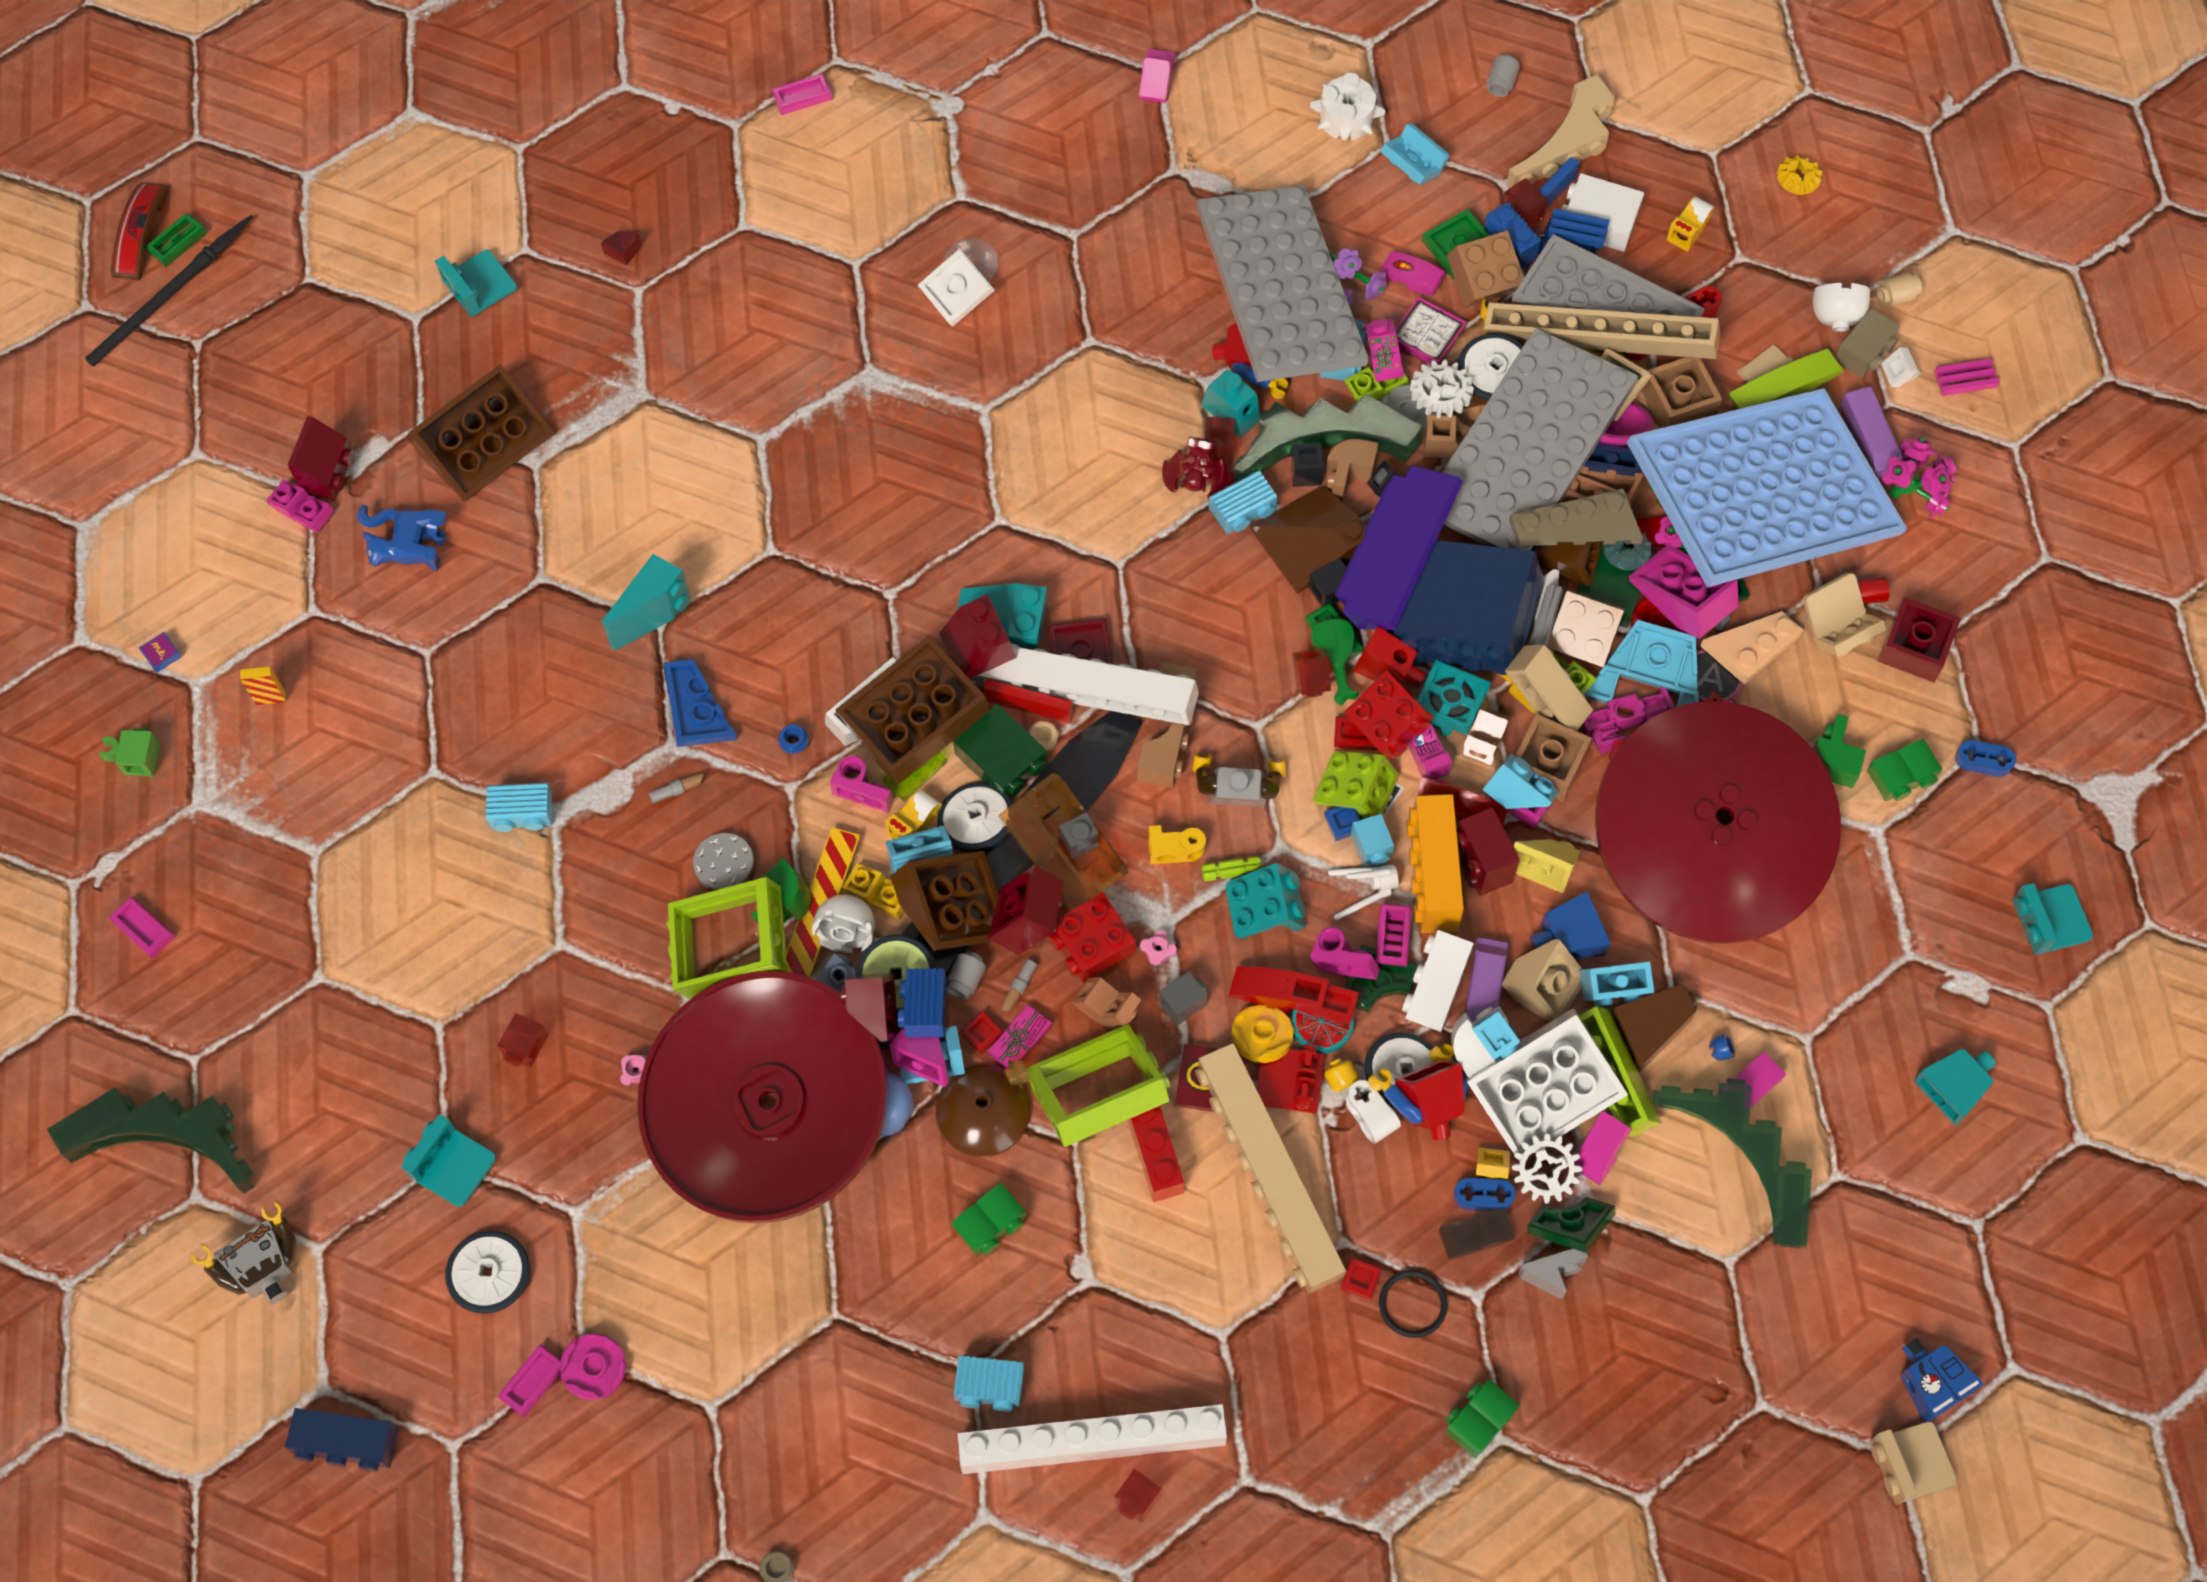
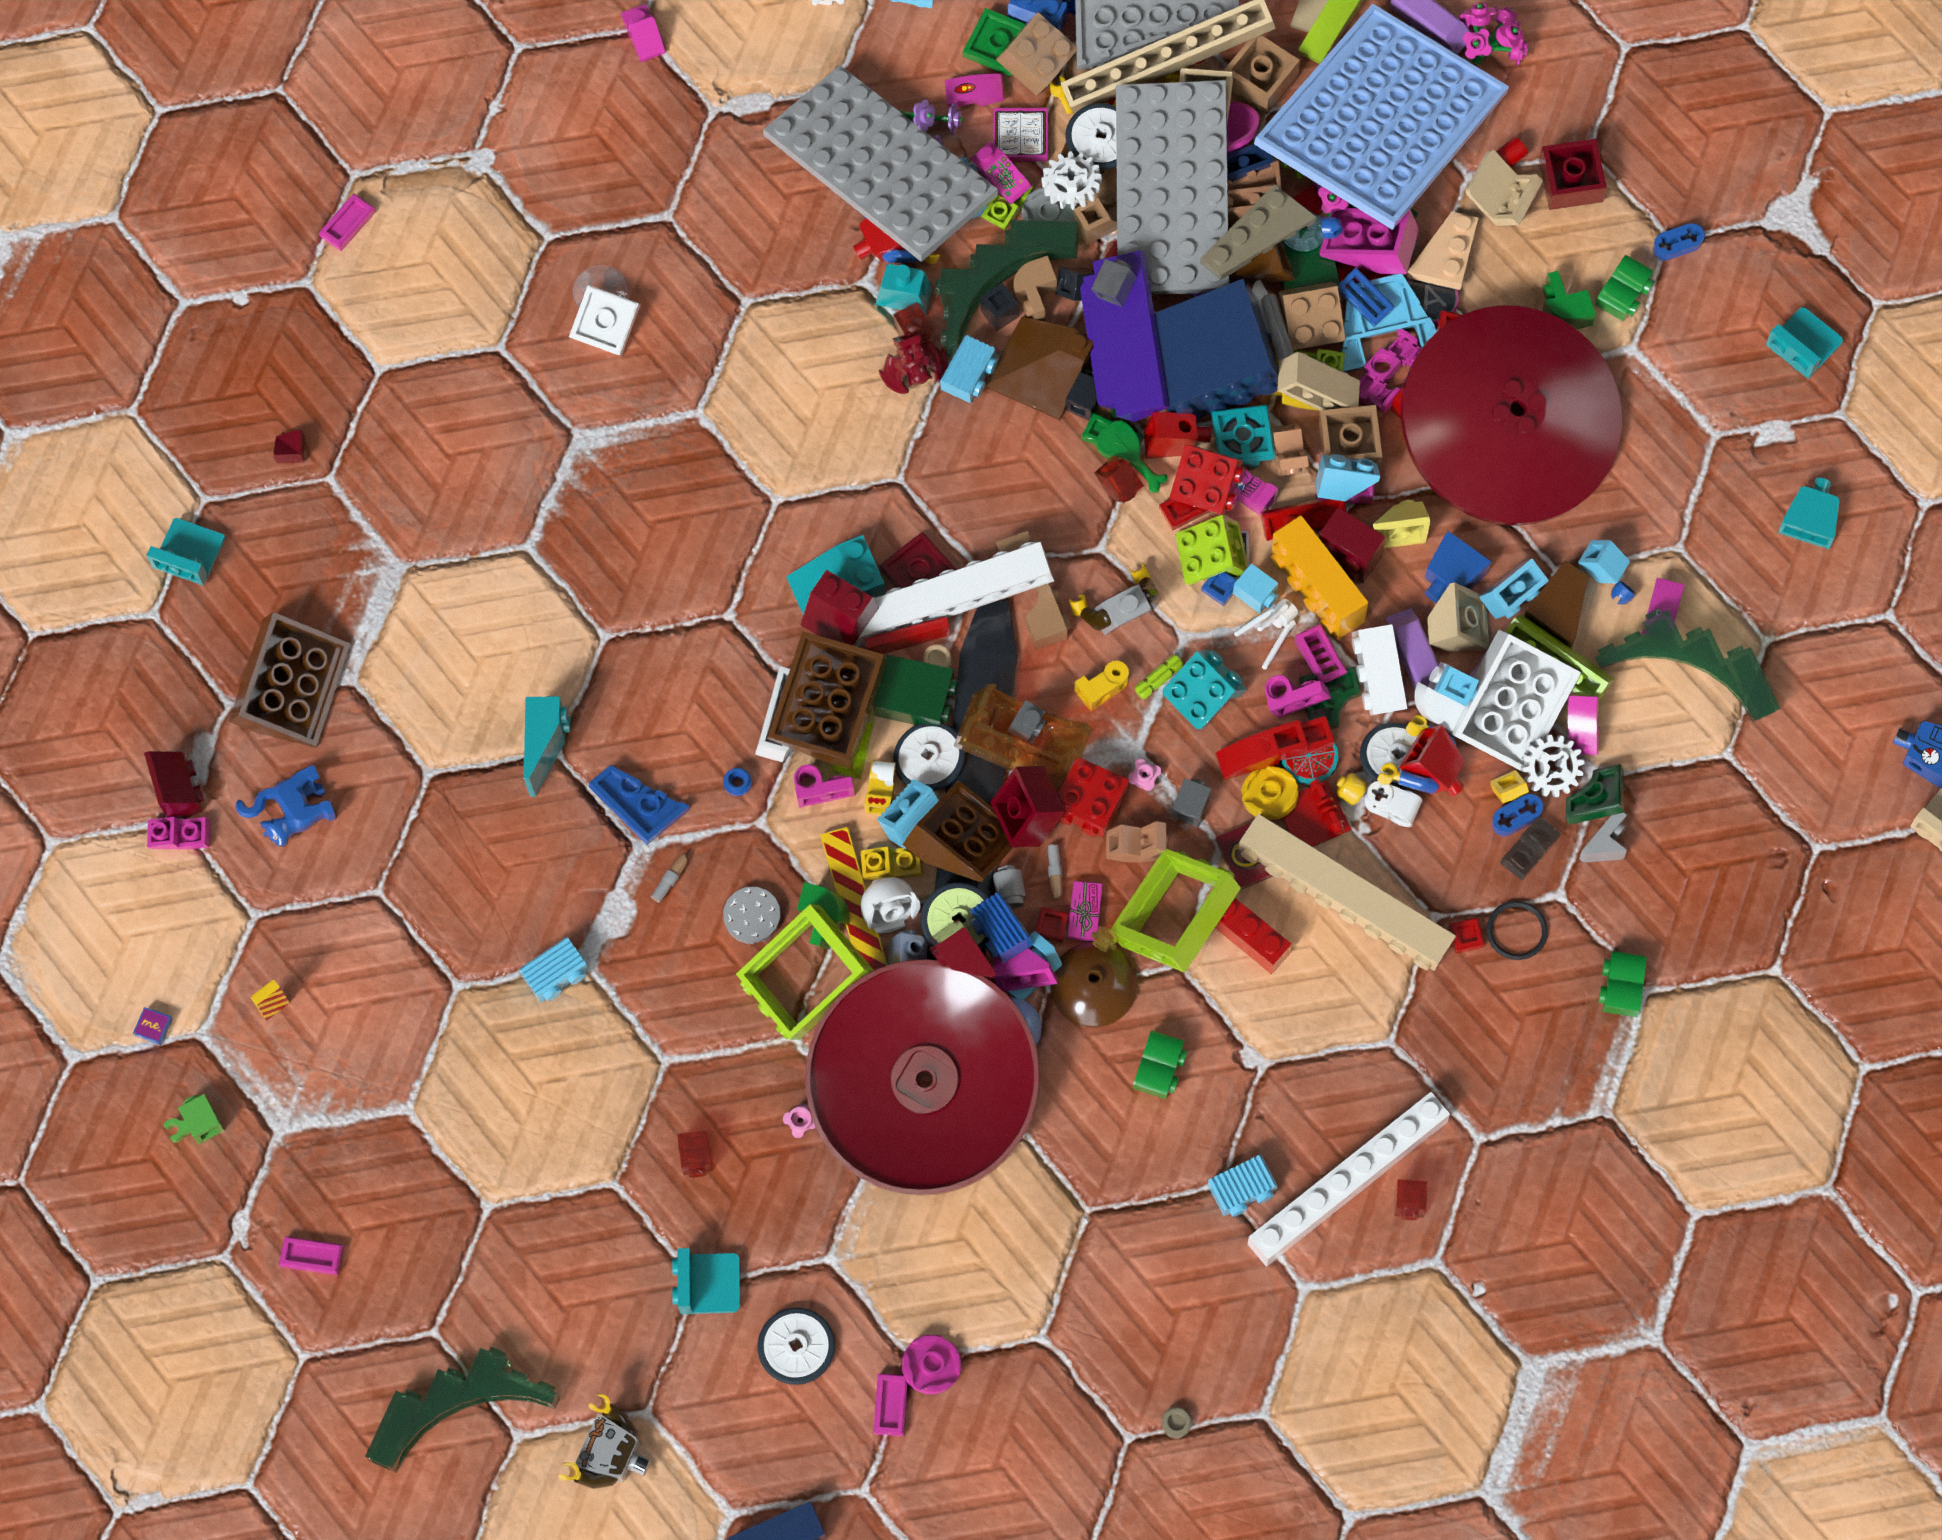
camera: 30 degrees left, 5 degrees up
(1415, 490) = (1114, 282): none -> flat silver brick
(1652, 663) = (1357, 304): none -> blue tile
(1653, 557) = (1331, 227): none -> blue hinge
(1721, 1007) = (1604, 561): none -> medium azure brick

